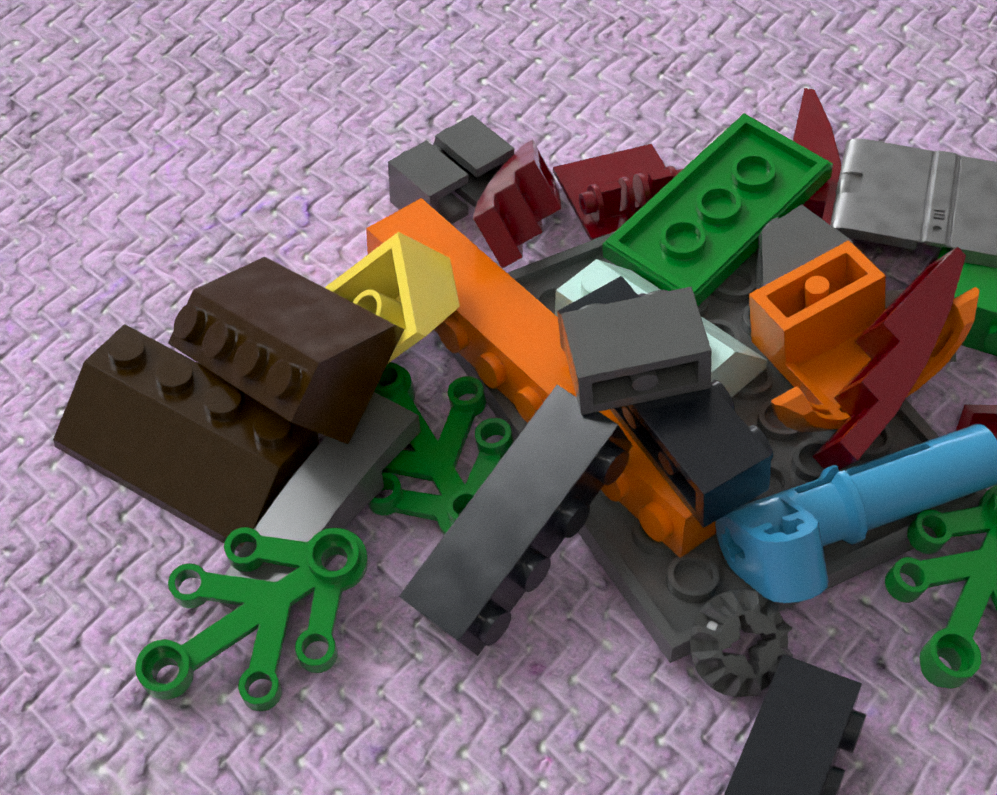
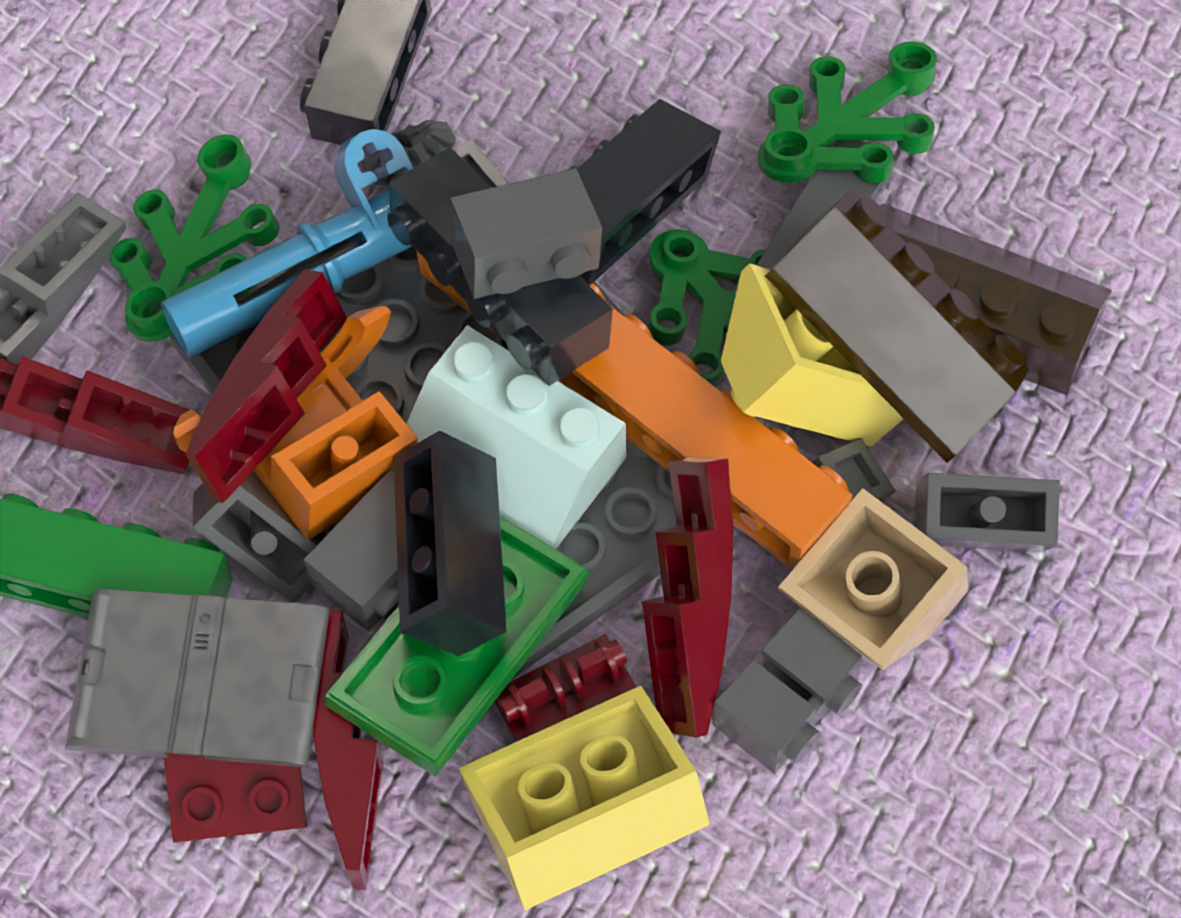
camera: 175 degrees right, 15 degrees up
(234, 235) = (988, 511): none -> dark grey brick
(341, 197) = (877, 581): none -> tan slope
(625, 116) = (585, 796): none -> light yellow slope
(725, 219) = (448, 544): none -> black brick

